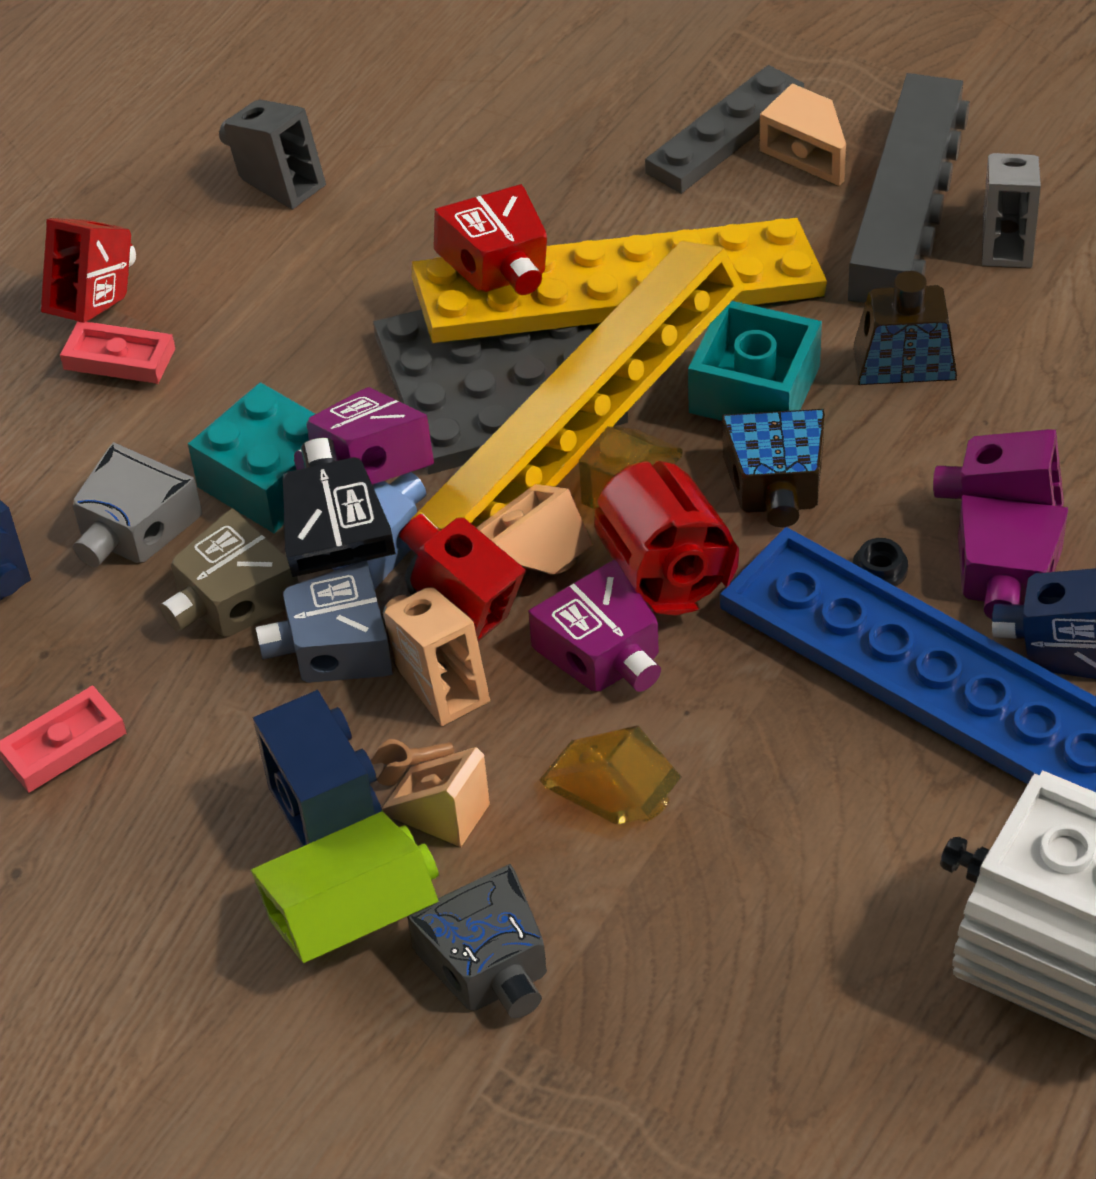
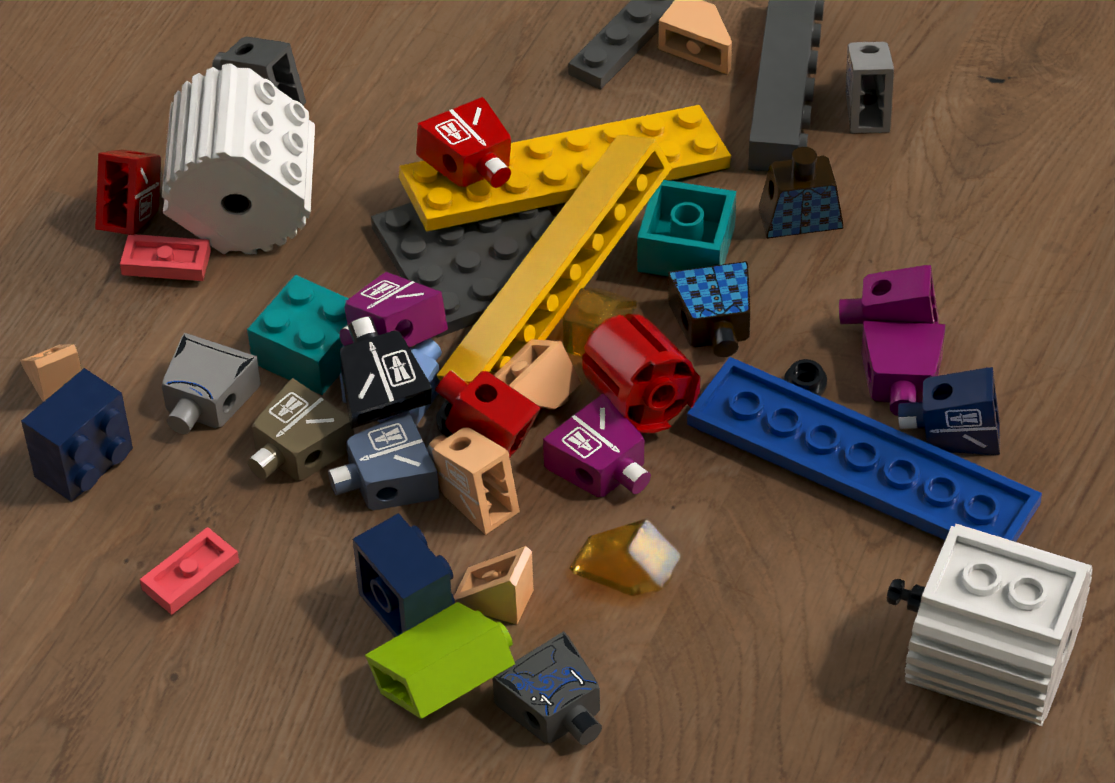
camera: 10 degrees left, 0 degrees up
(215, 241) = (238, 161): none -> white piece
(398, 758) = (460, 560): medium nougat hand -> none

